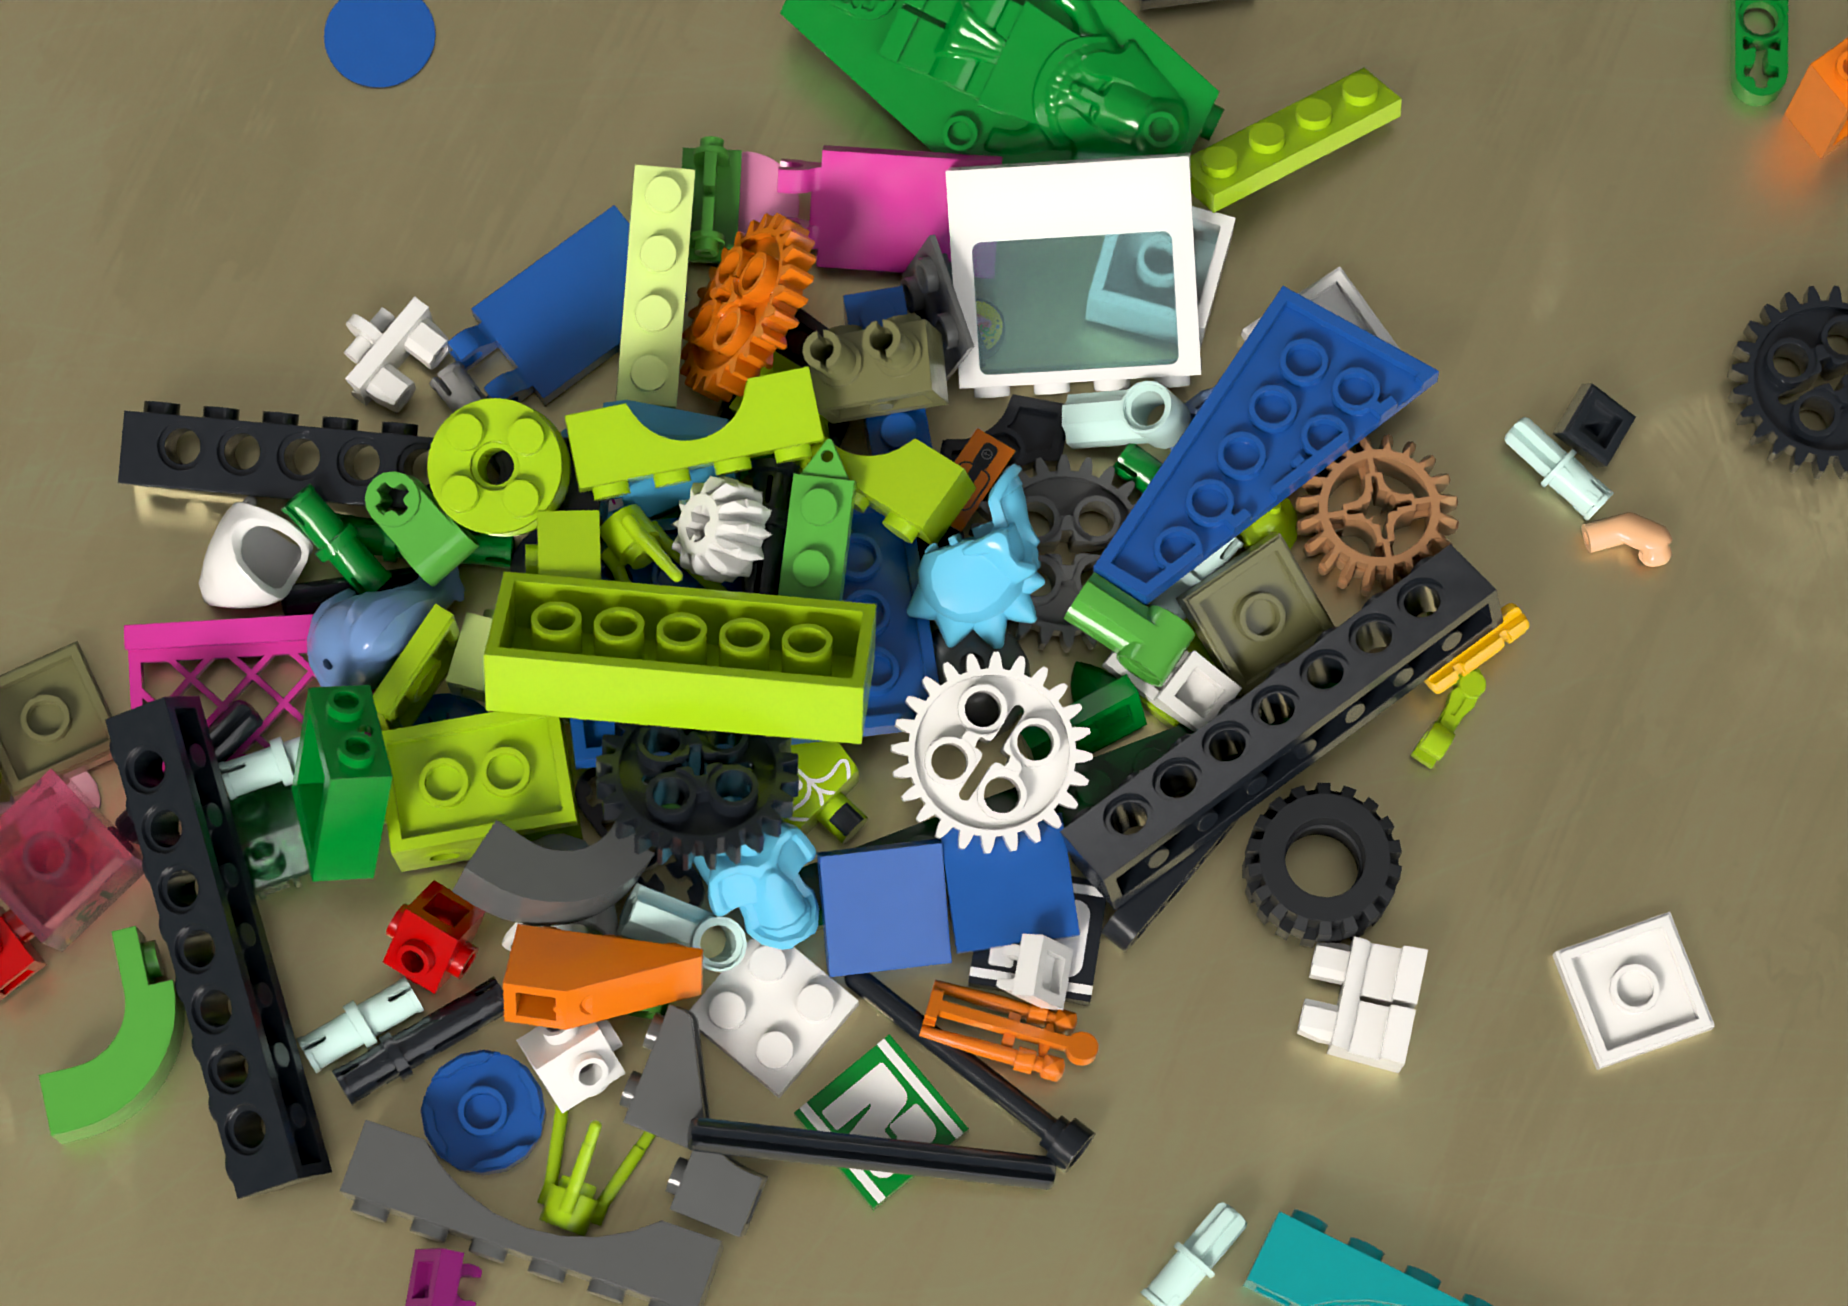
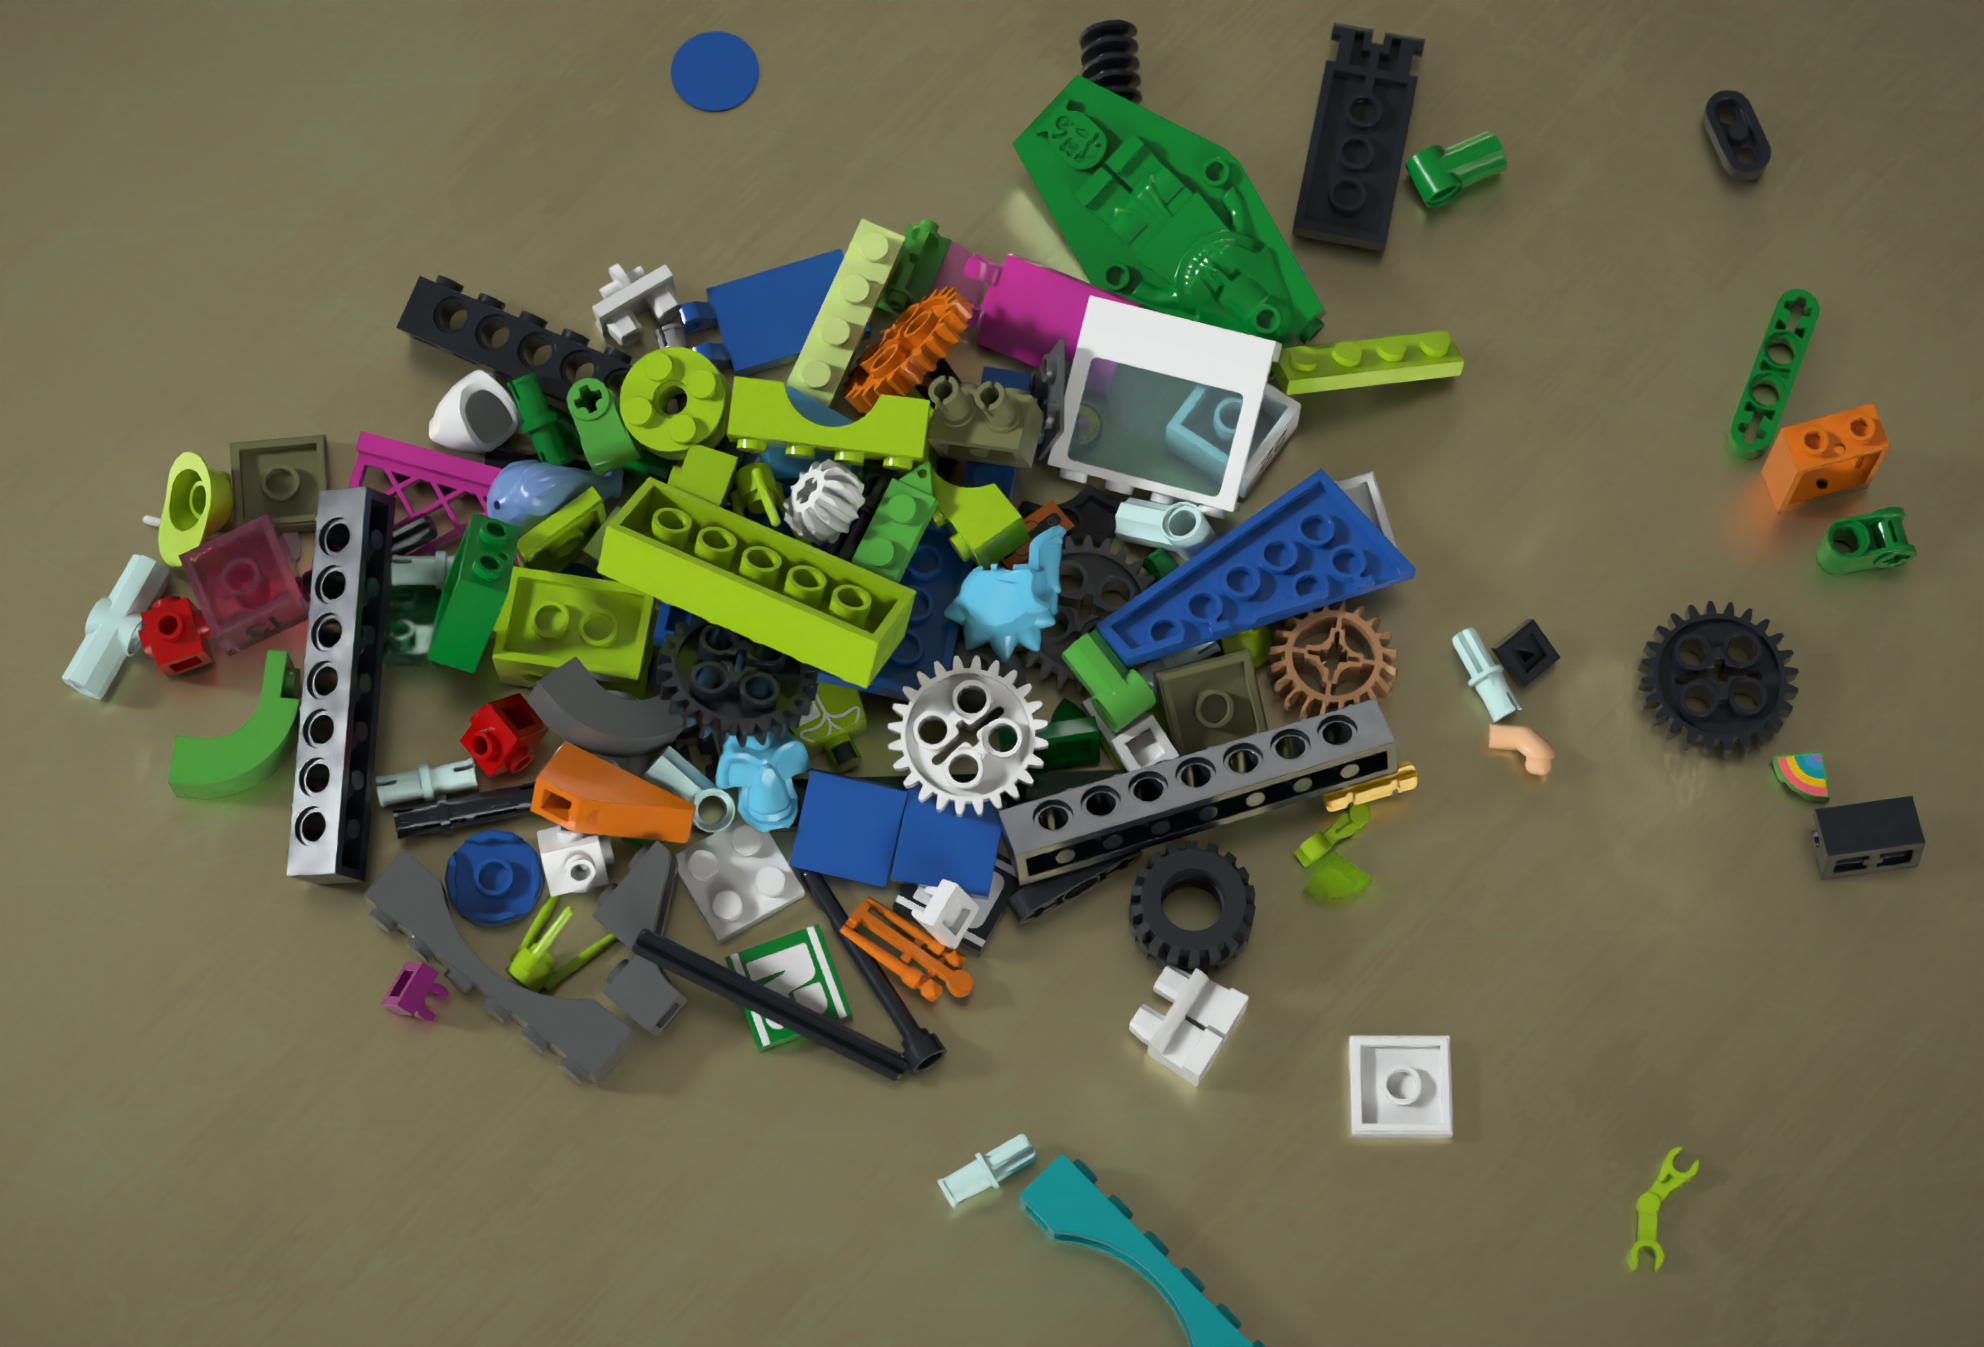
camera: 20 degrees right, 5 degrees down
(1473, 771) = (1337, 880): none -> clear neon green tile

